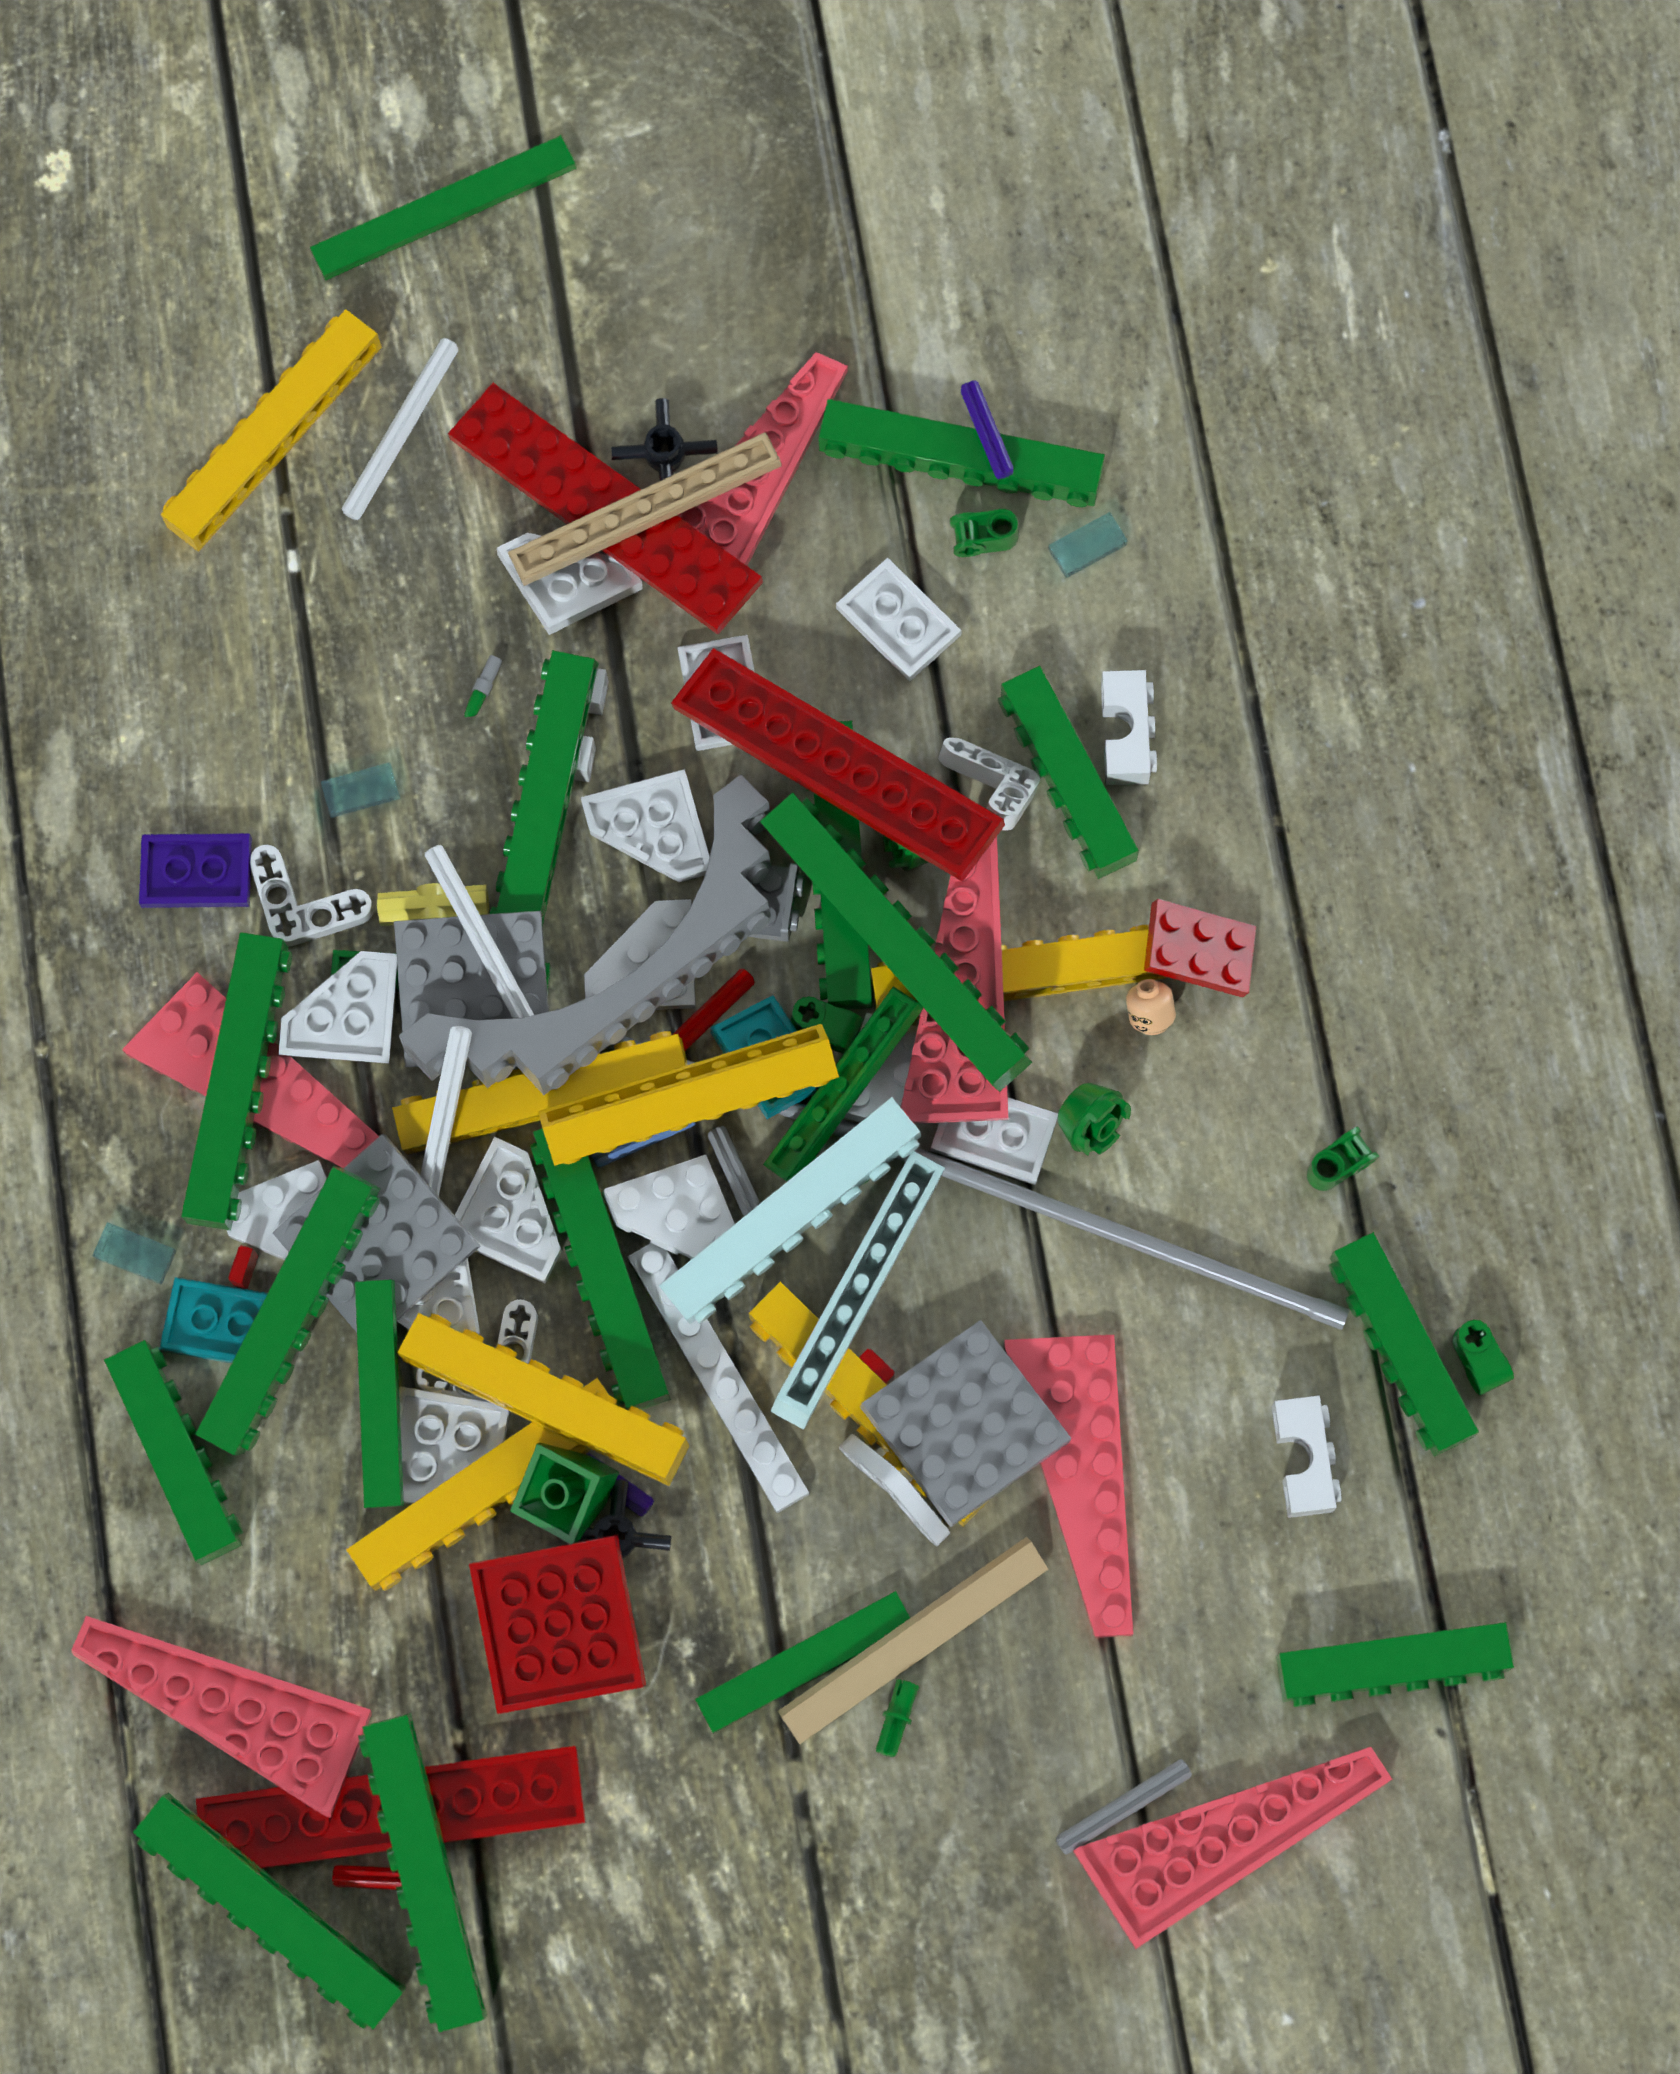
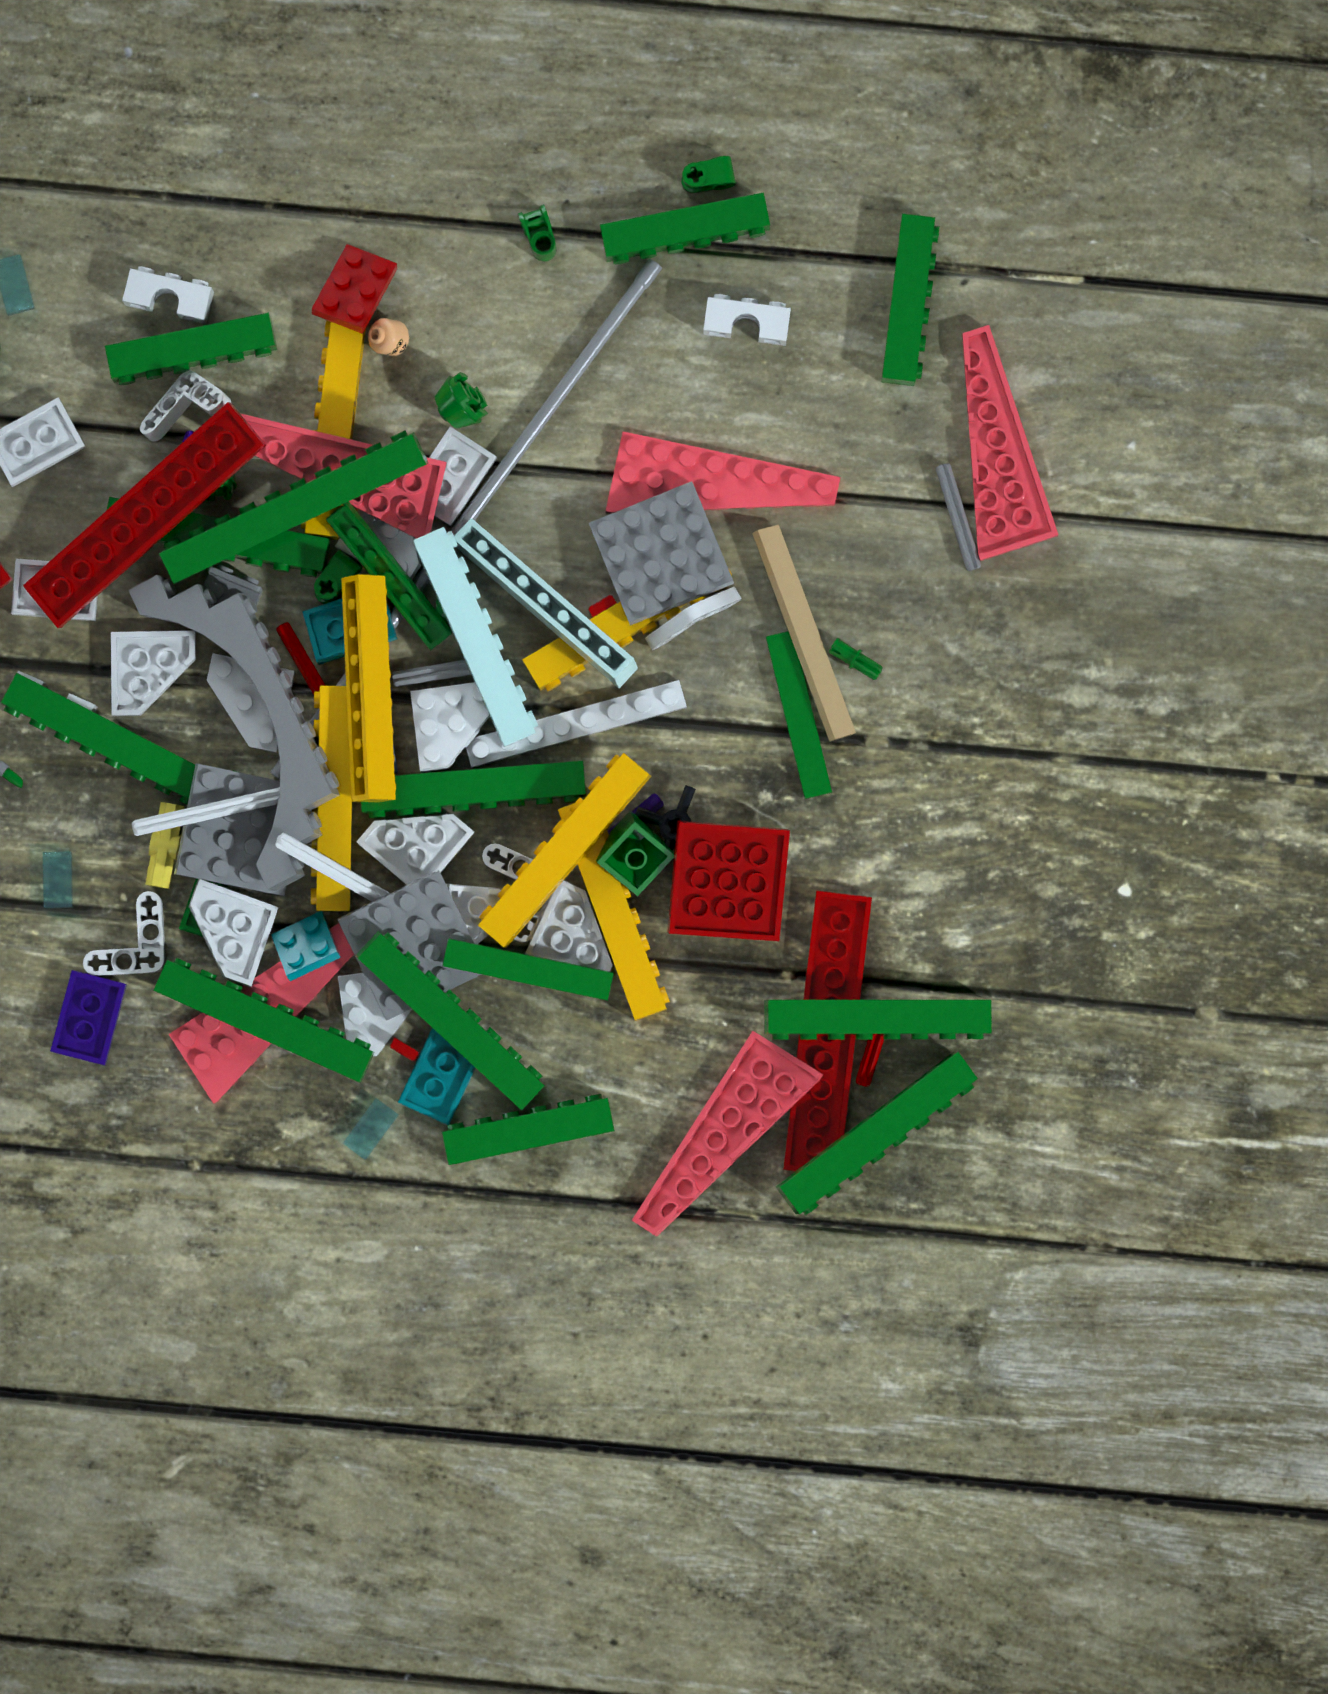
camera: 75 degrees left, 10 degrees up
(345, 1108) = (305, 946): none -> teal plate

